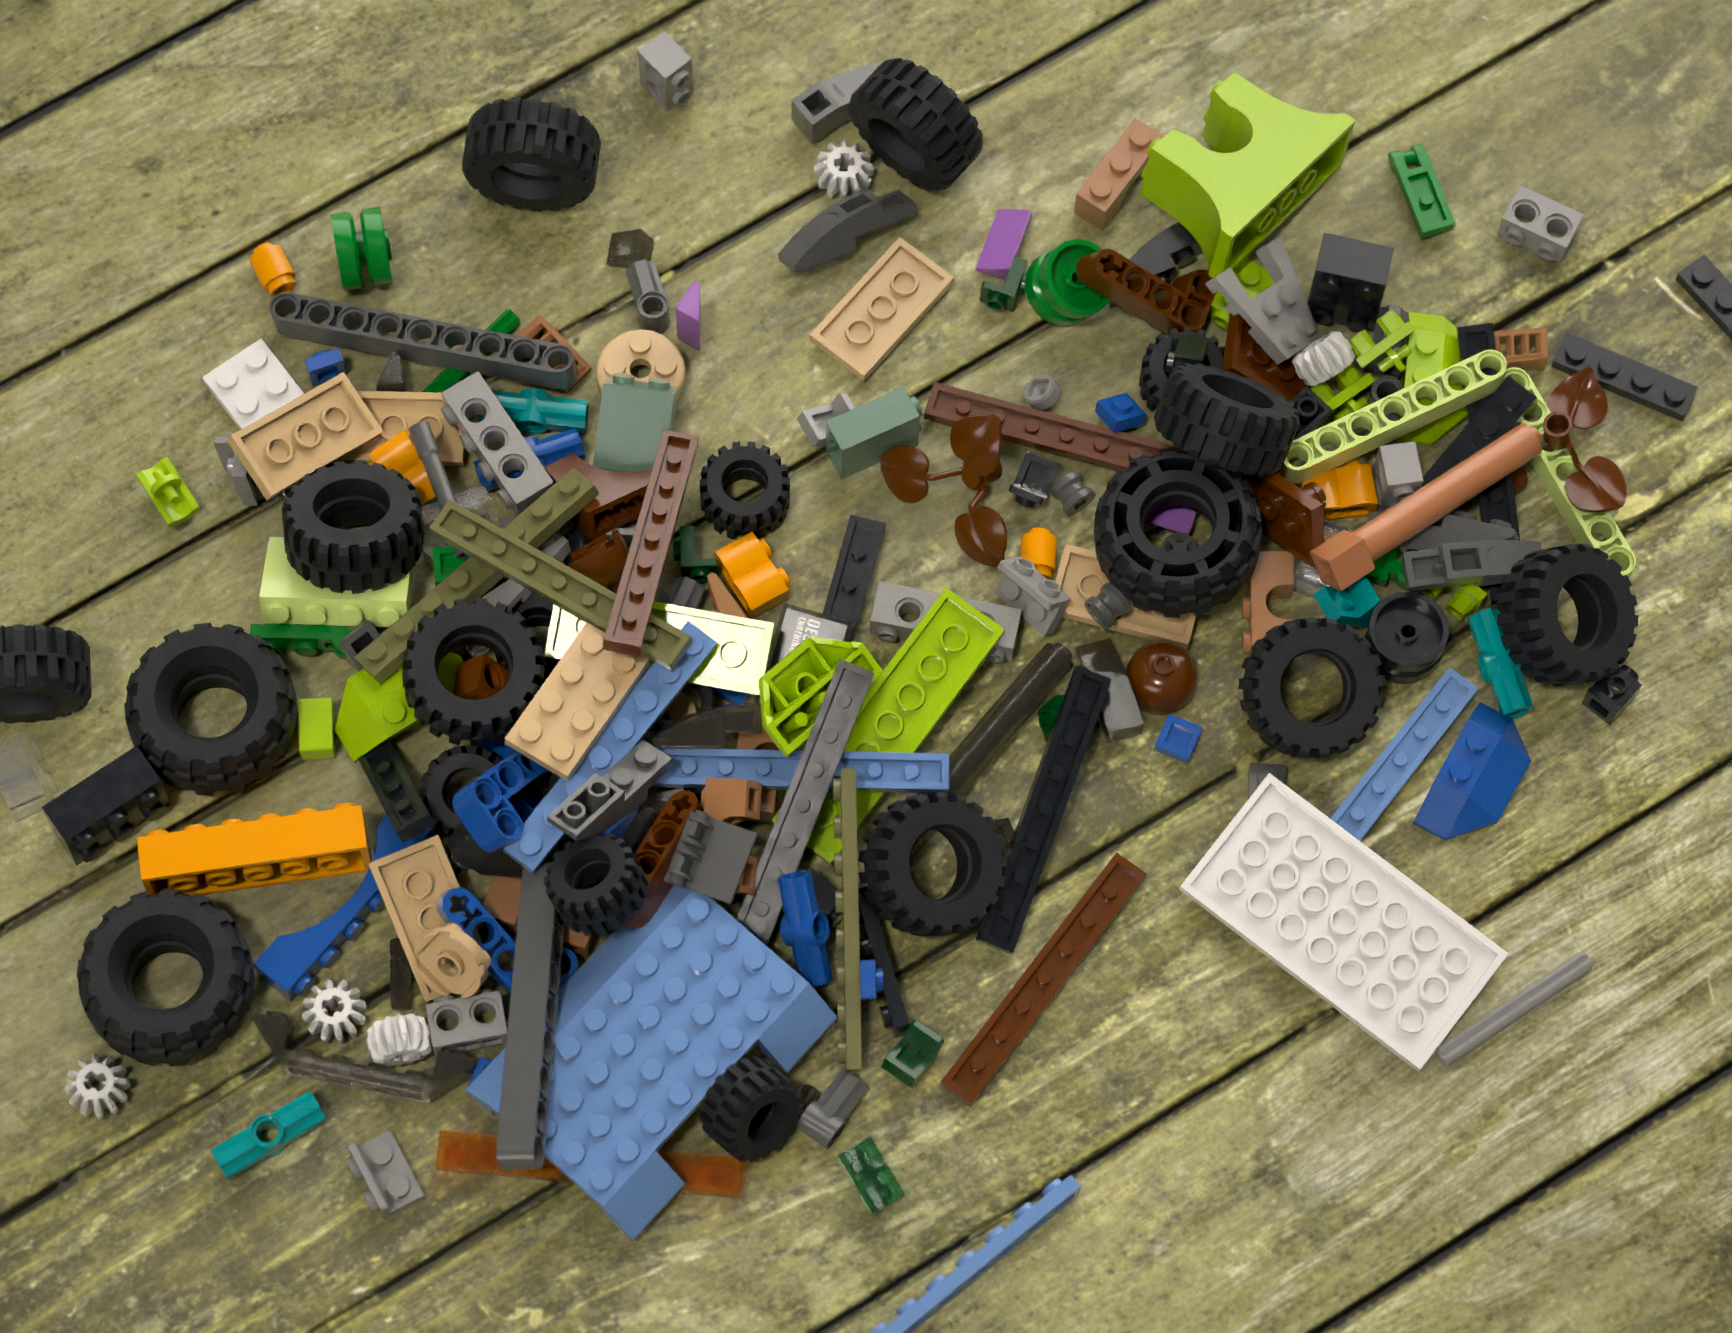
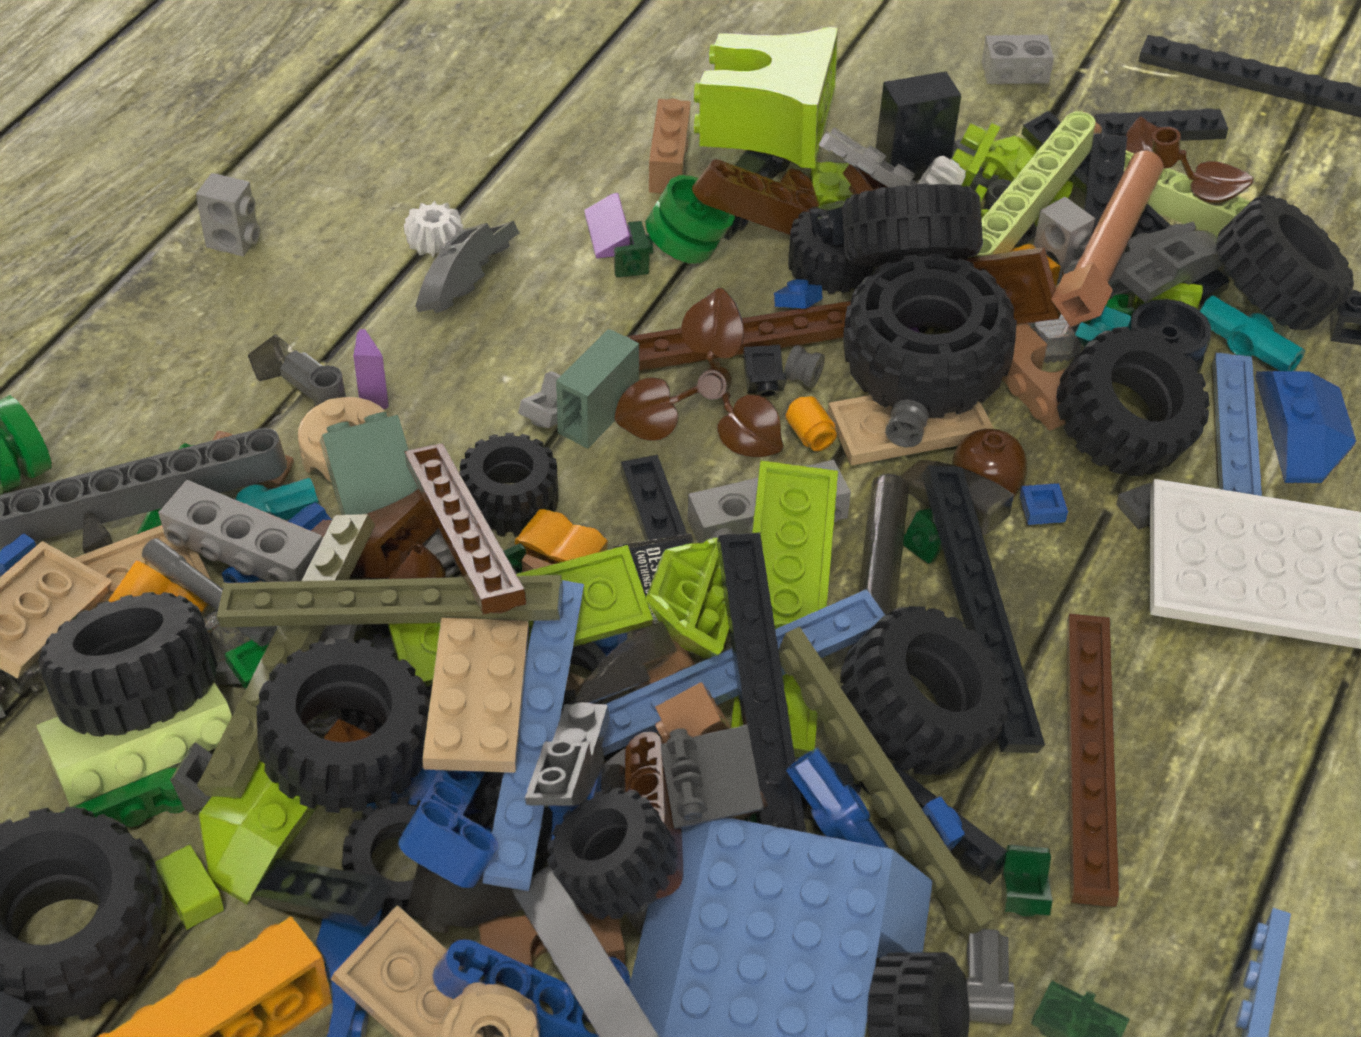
camera: 30 degrees left, 20 degrees down
(531, 154) = (128, 266): black tyre -> none
(827, 103) = (392, 187): slope -> none
(881, 309) = (535, 310): tan plate -> none
(916, 124) = (493, 125): black tyre -> none
(1029, 590) = (845, 445): light grey bracket -> none
(1422, 191) = (898, 65): green plate -> none

